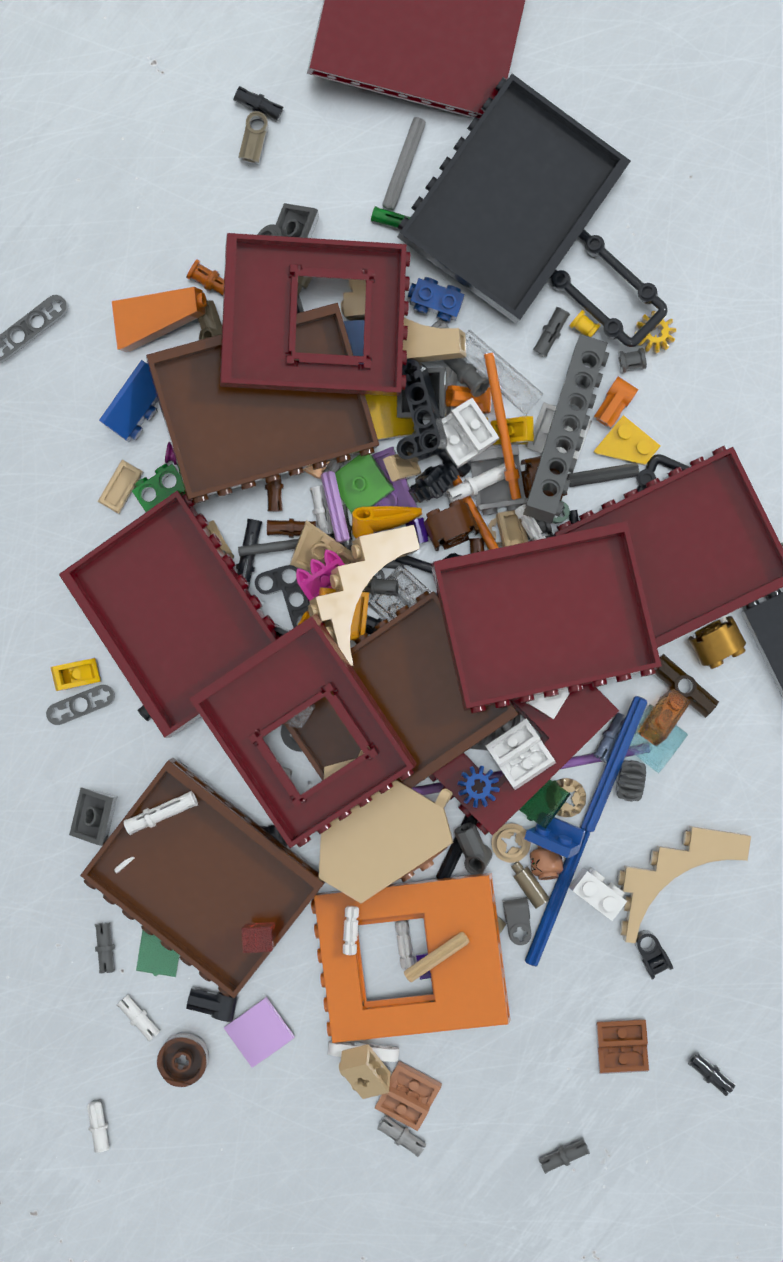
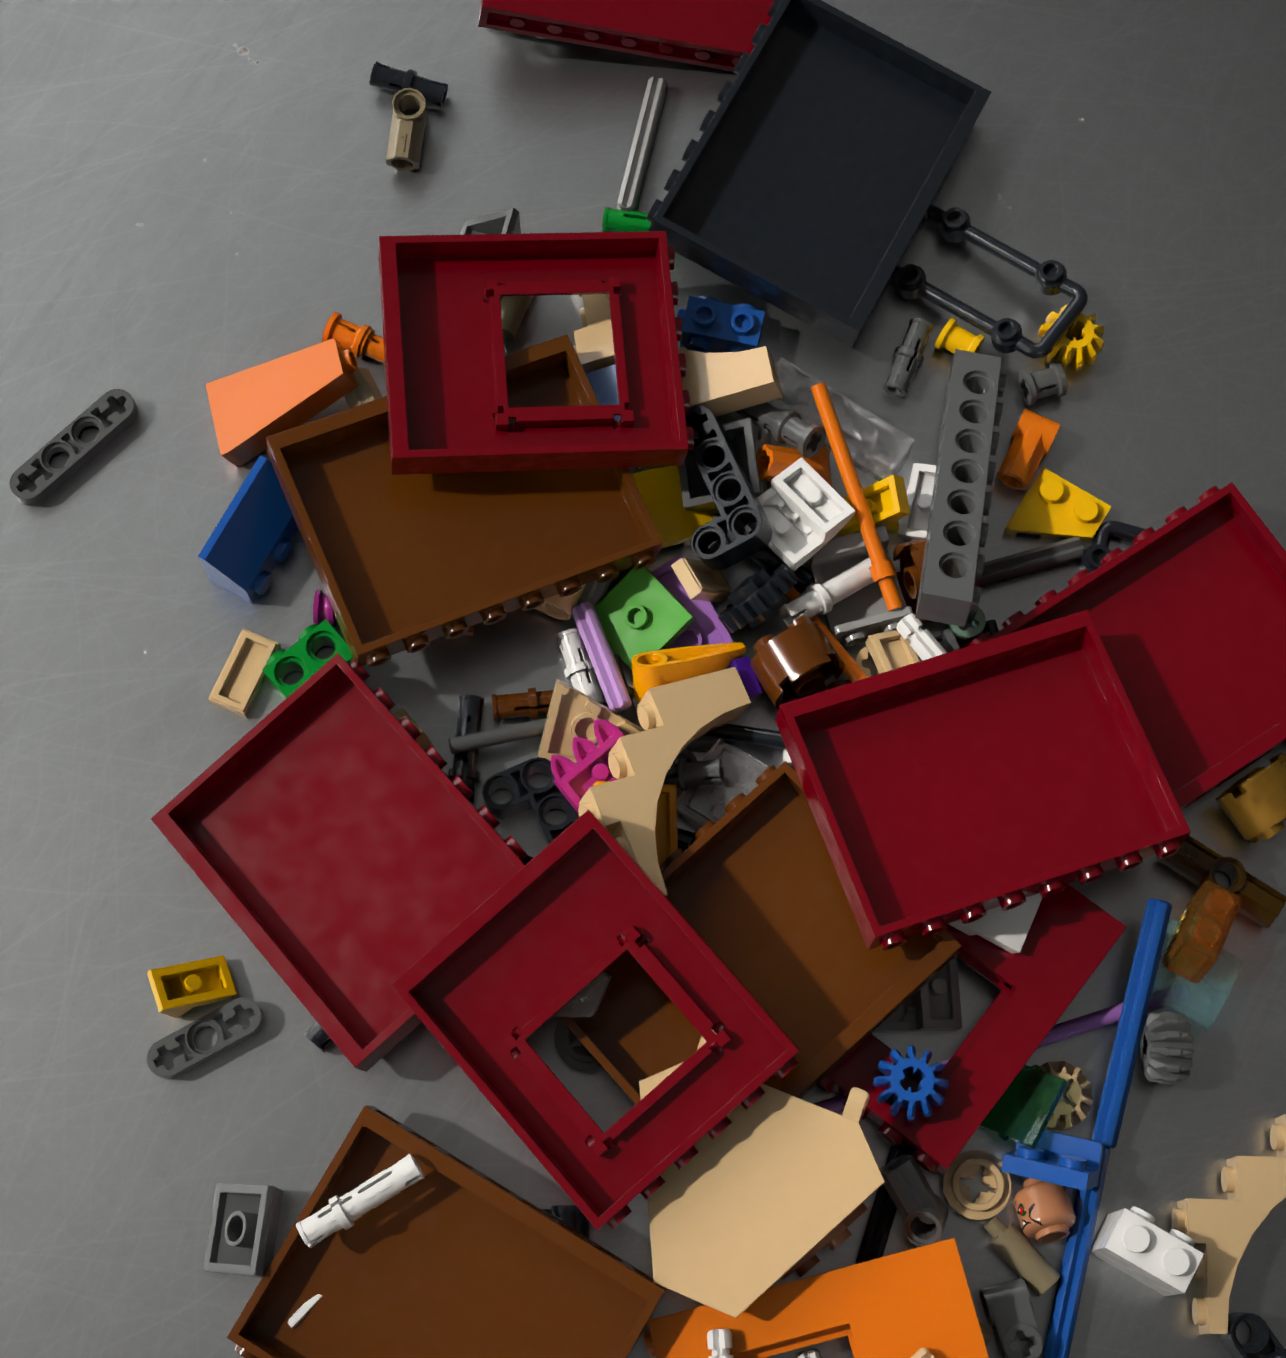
camera: 10 degrees left, 15 degrees down
(274, 495) = (498, 644): reddish brown pin -> none
(520, 754) = (973, 1020): white slope -> none
(609, 738) = (1115, 982): sand blue pin -> none

